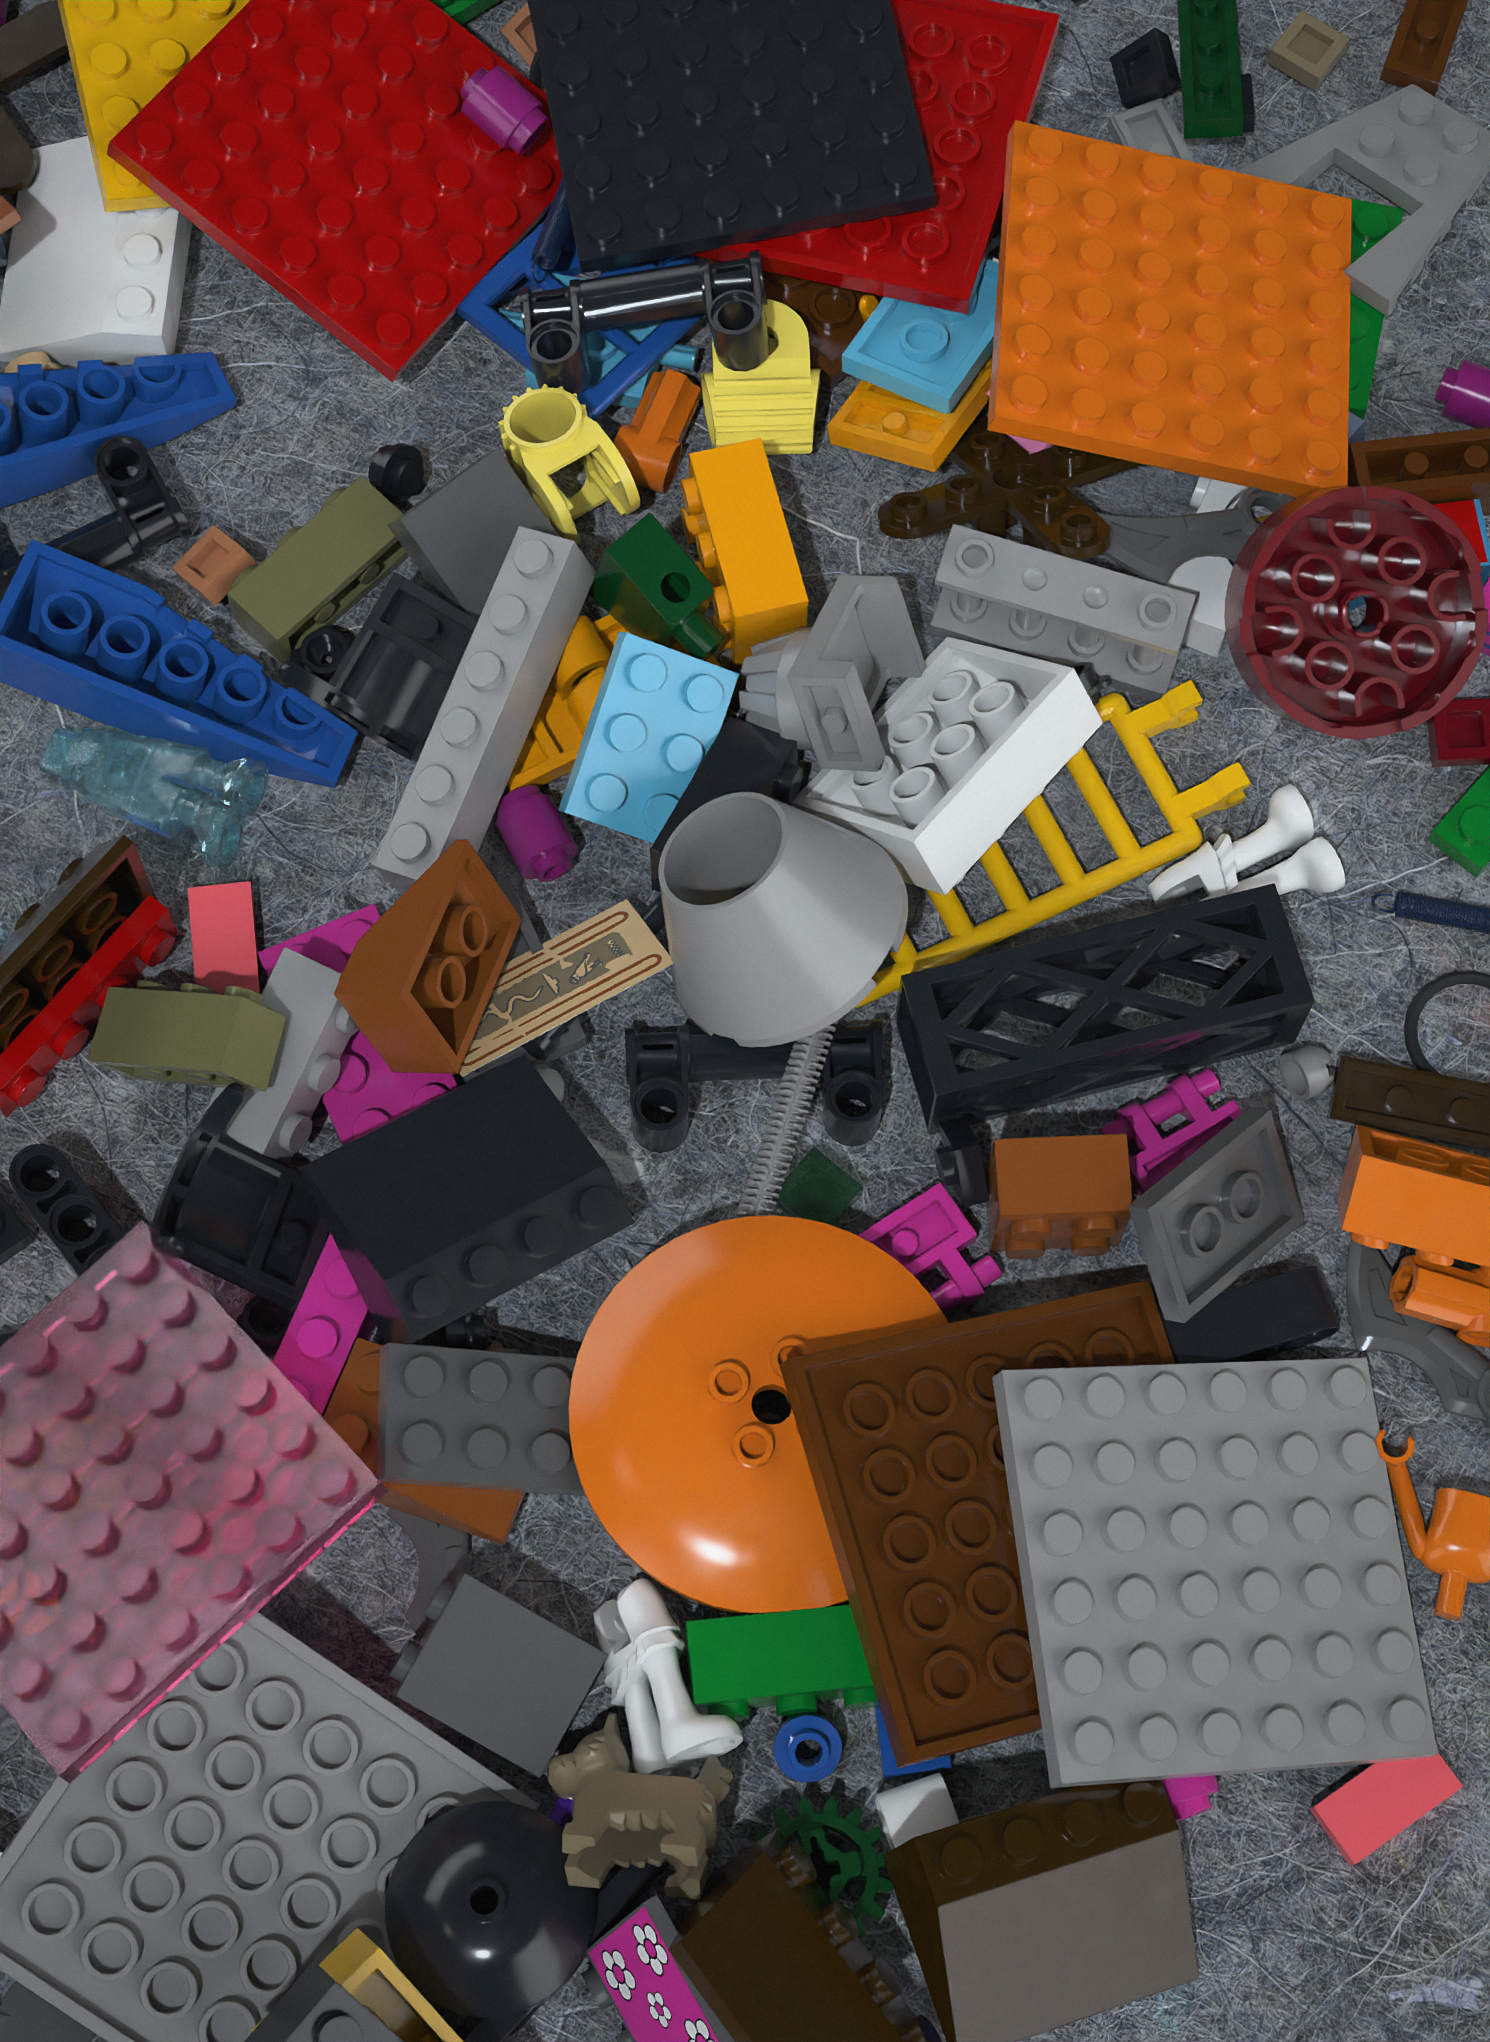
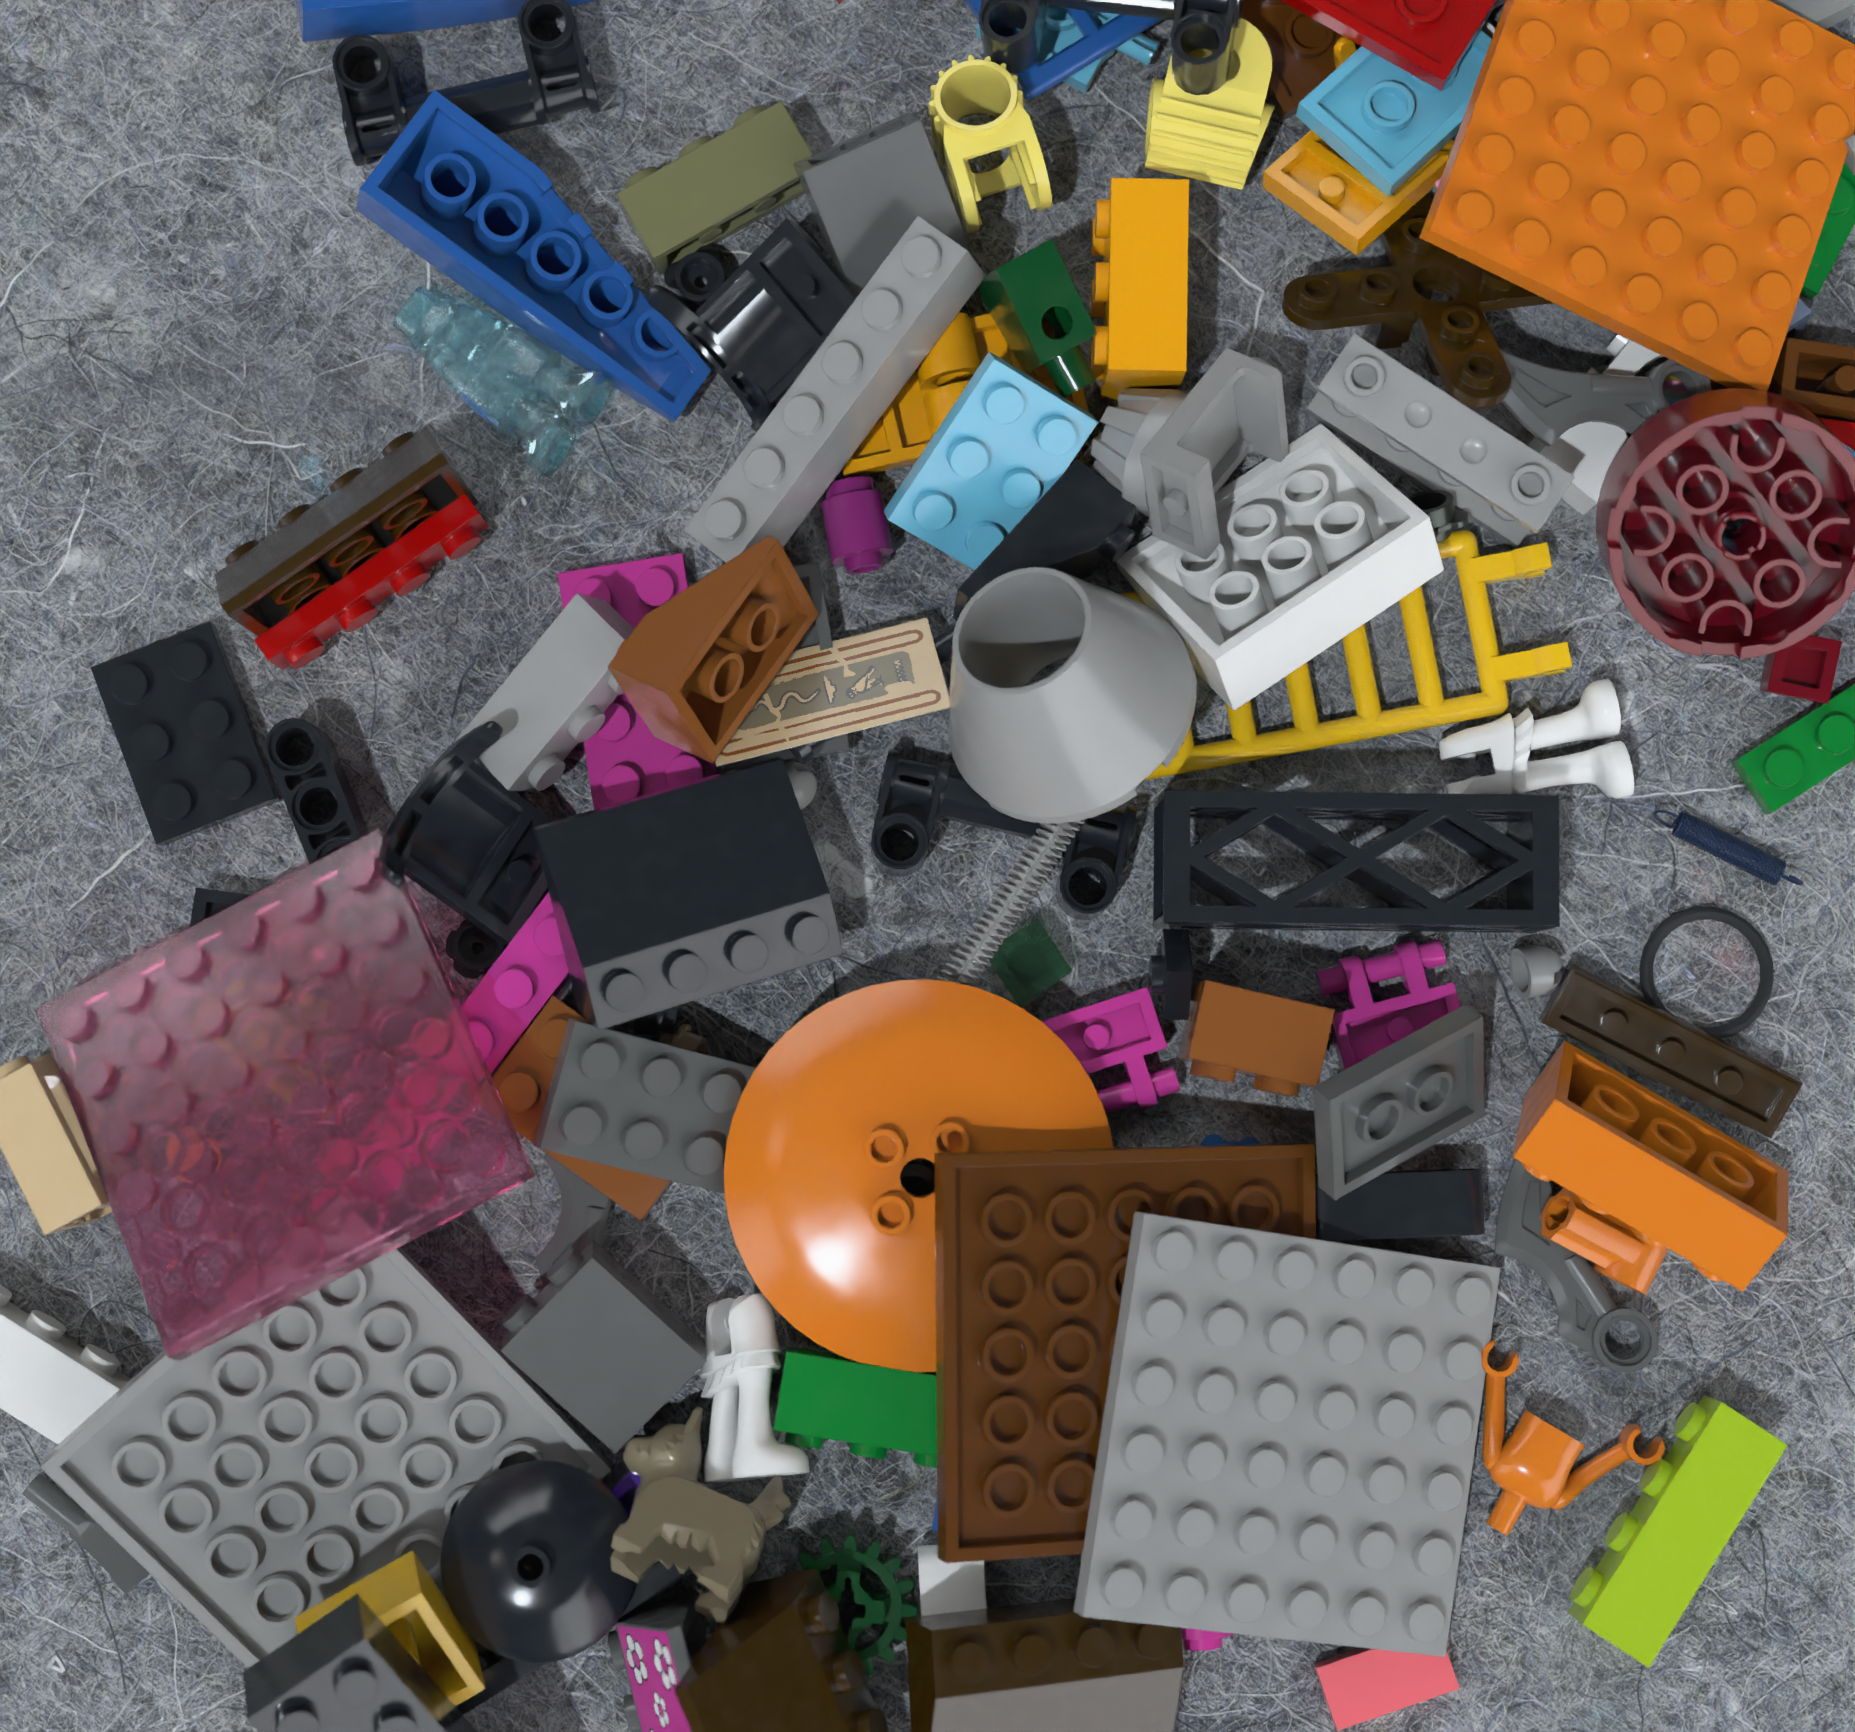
camera: 15 degrees right, 15 degrees up
(188, 1035) = (465, 653): olive brick -> none
(213, 565) = (613, 153): nougat plate -> none
(224, 936) = (529, 556): coral tile -> none
(397, 472) = (820, 100): black plate -> none
(654, 437) = (1082, 138): orange piece -> none
(804, 1727) = (869, 1471): blue plate -> none

